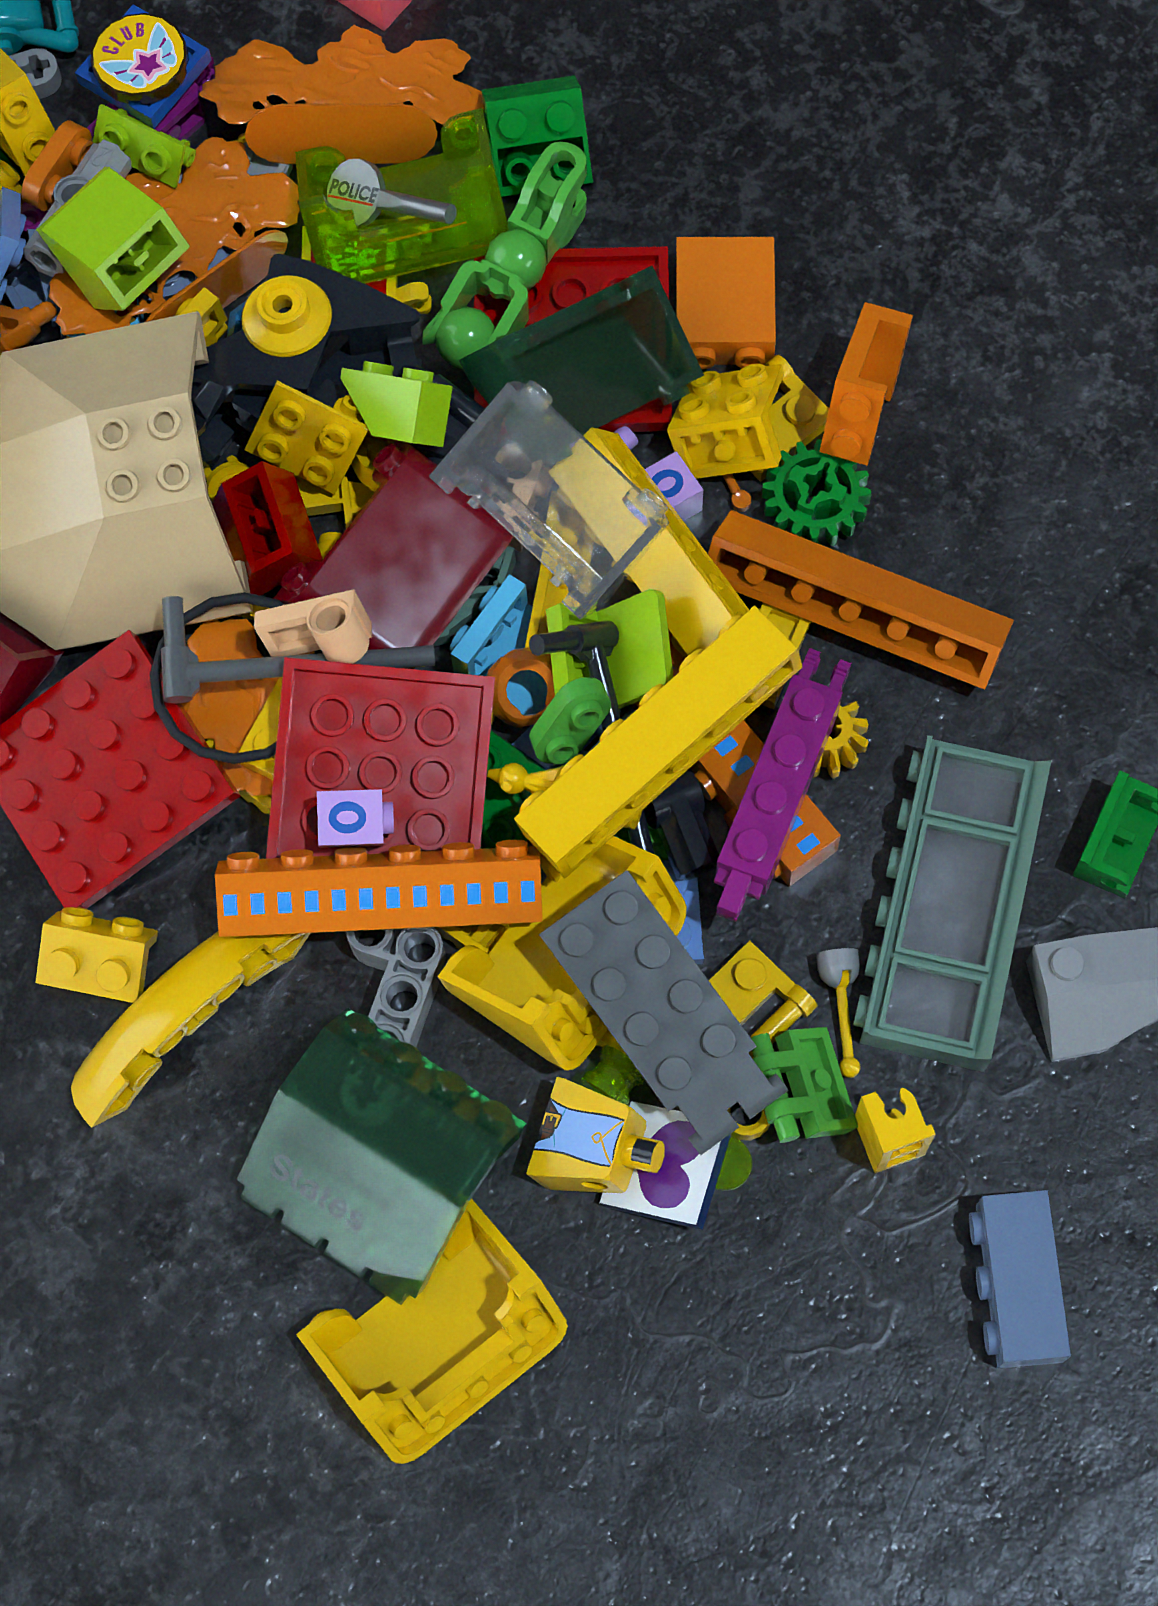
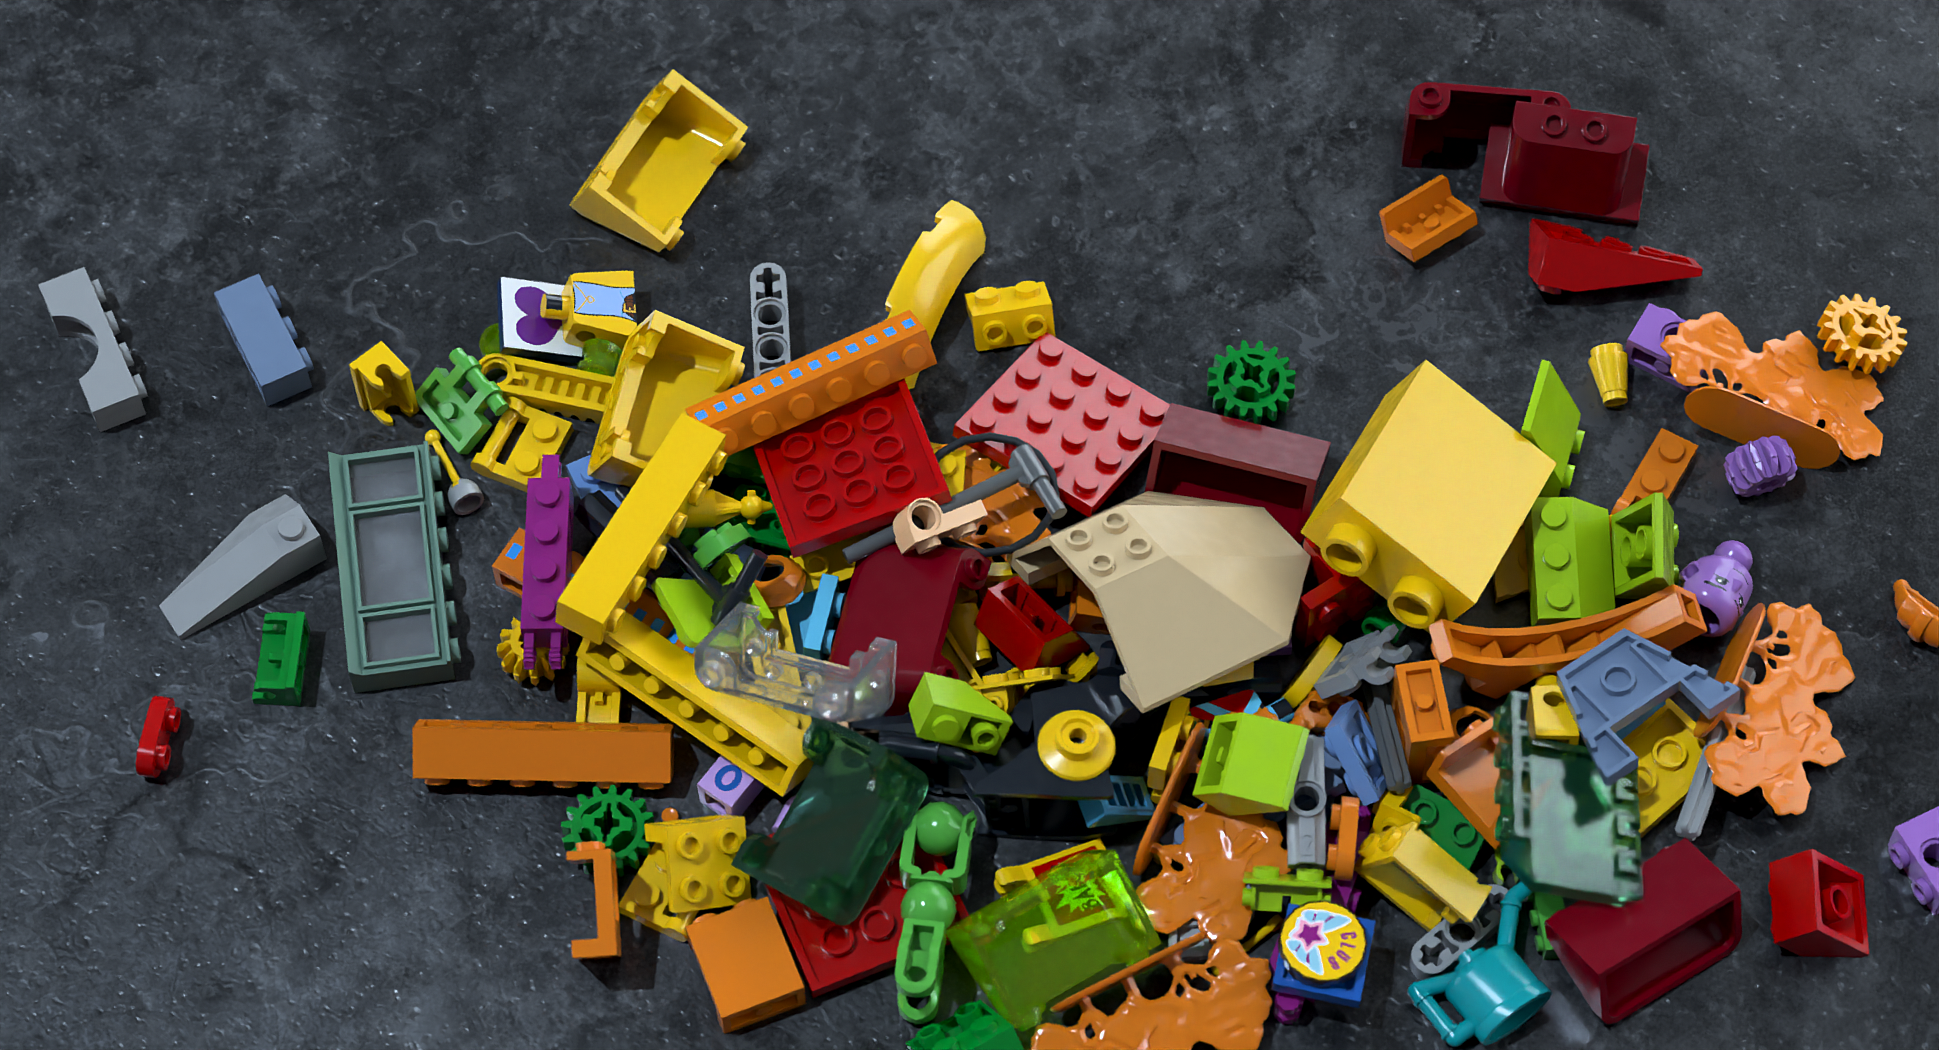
camera: 155 degrees right, 10 degrees down
(353, 818) = (849, 412): lavender brick -> none
(361, 187) = (1079, 915): piece -> none
(374, 1153) = (736, 247): clear green hinge -> none
(661, 1009) = (575, 377): dark grey hinge -> none

